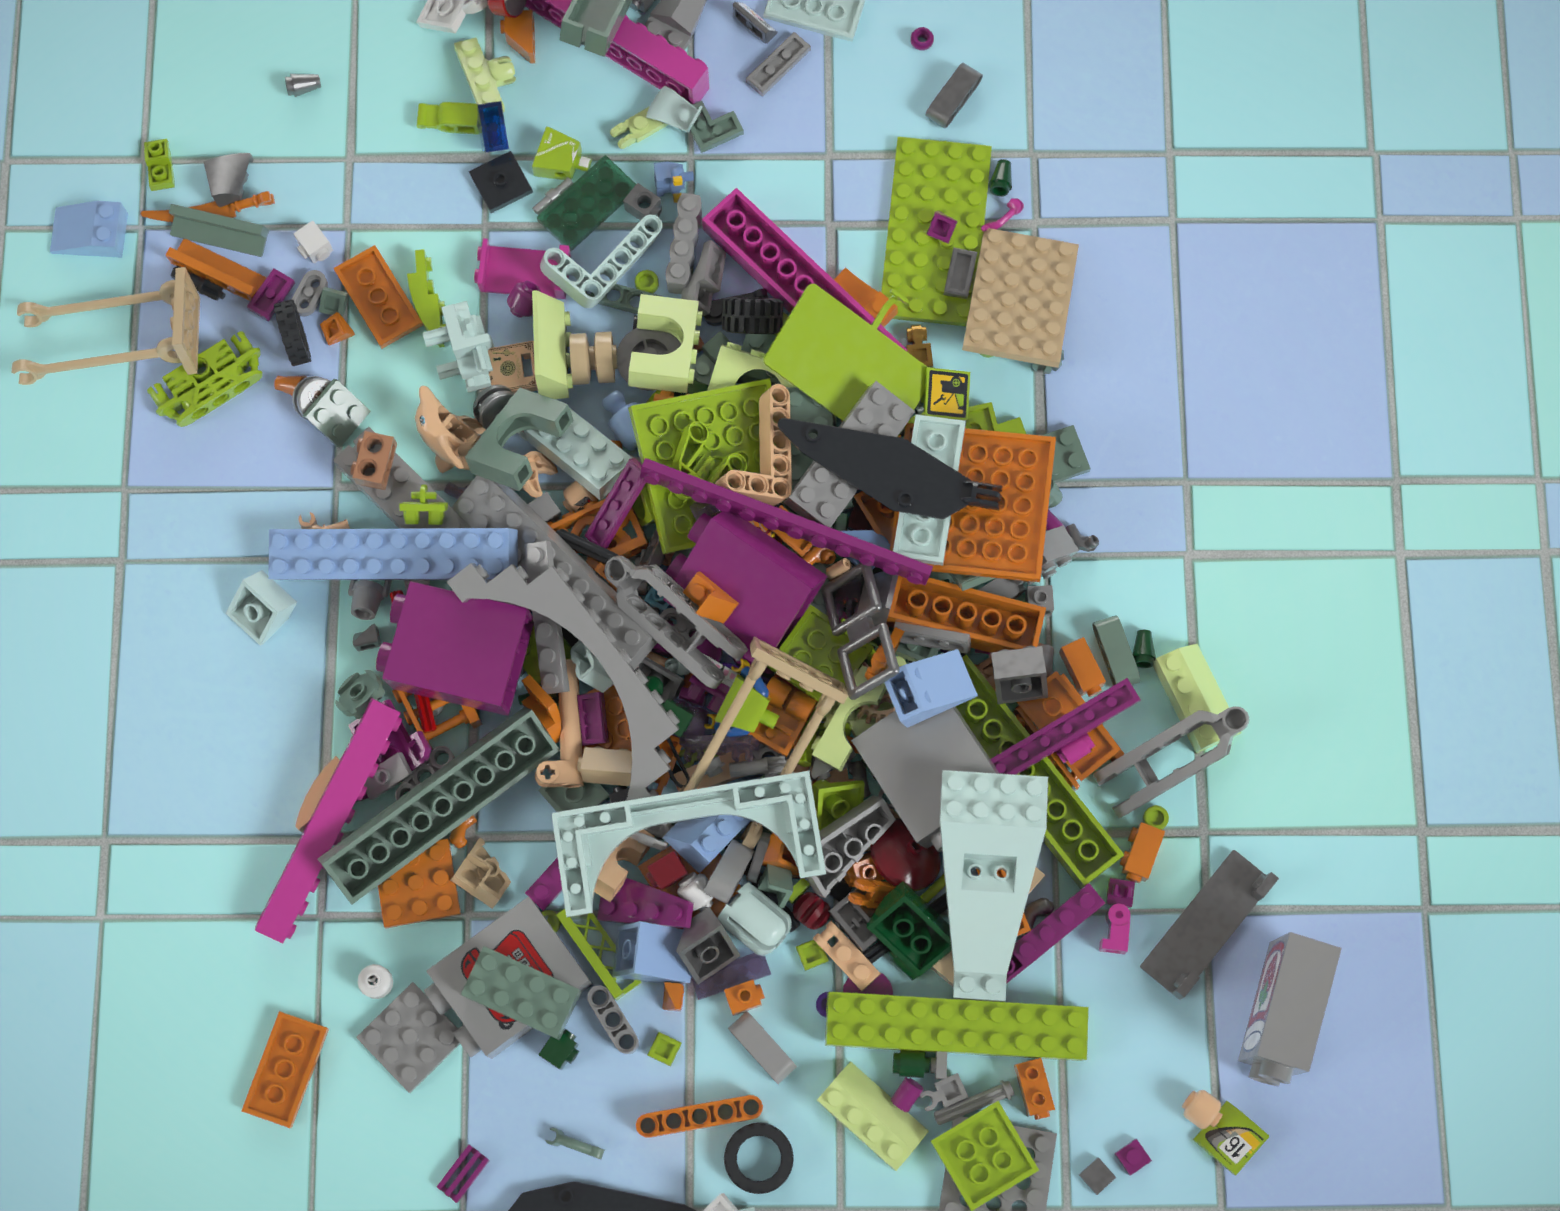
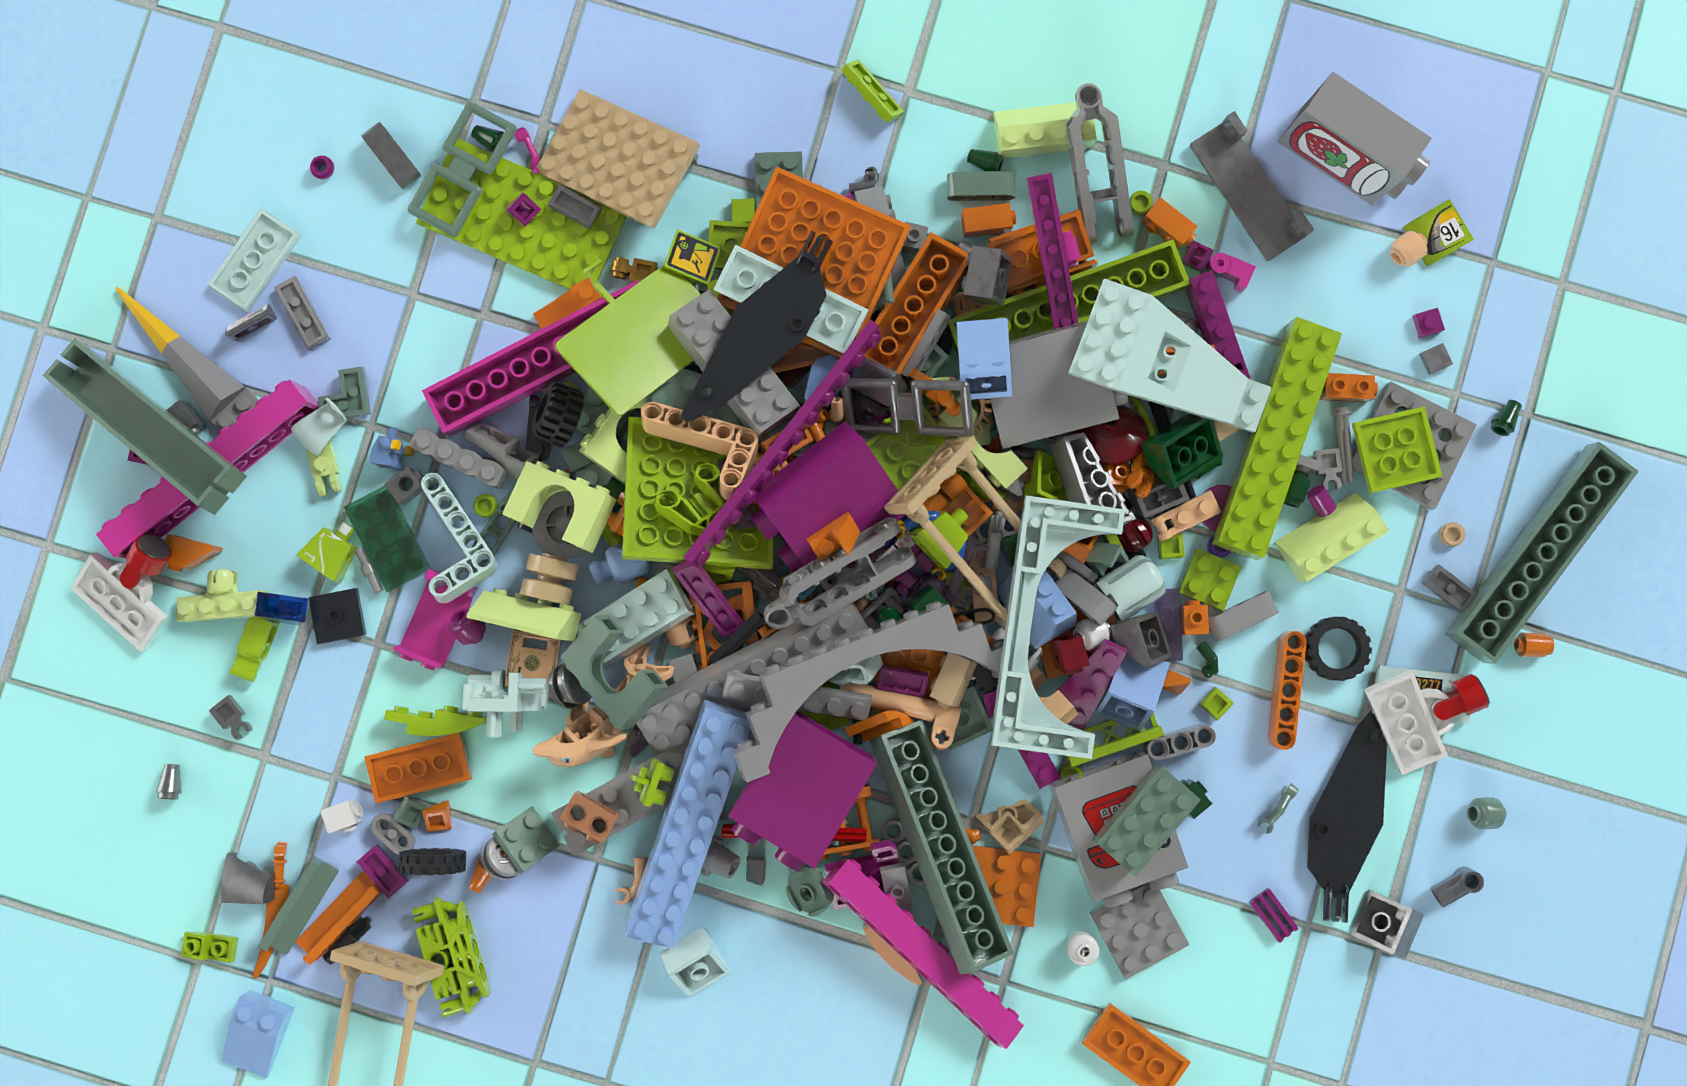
camera: 75 degrees left, 10 degrees up
(379, 115) = (229, 714): none -> flat silver plate
(708, 1028) = (1211, 660): none -> dark green arm
(790, 1004) = (1209, 579): none -> lime plate
(962, 161) = (462, 169): none -> sand green bar
(1174, 518) = (872, 91): none -> lime plate

